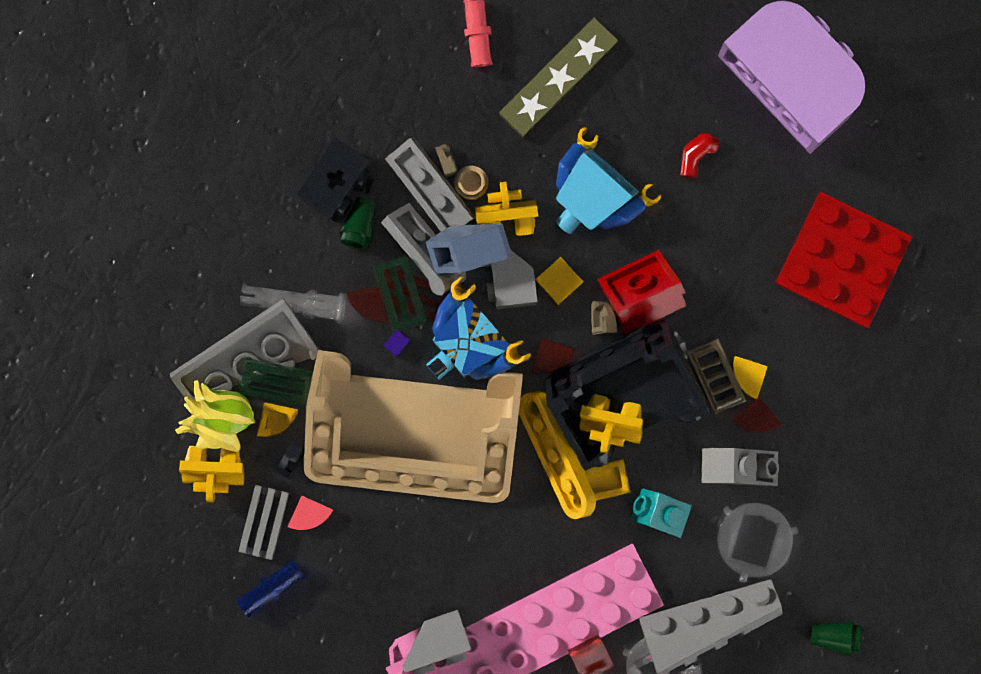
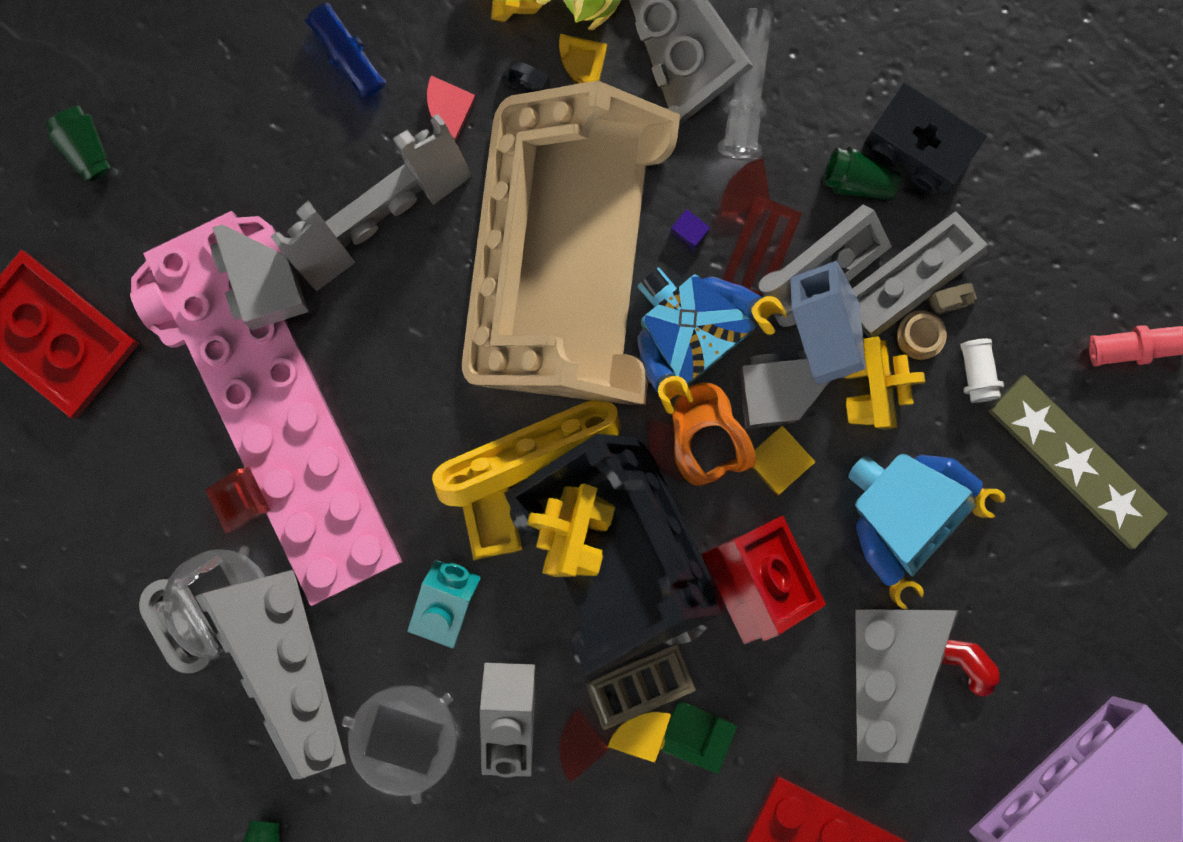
camera: 90 degrees right, 0 degrees up
(256, 551) = (423, 22): light grey tile -> none
(276, 369) = (652, 55): clear green tile -> none
(357, 525) = (430, 165): none -> light grey wedge
(390, 265) = (801, 216): clear green tile -> none
(496, 142) = (981, 371): none -> white pin
(526, 329) = (708, 408): none -> orange piece
(602, 318) = (724, 522): dark tan tile -> none
(707, 203) = (895, 677): none -> light grey wing
(749, 337) = (698, 736): none -> dark green panel

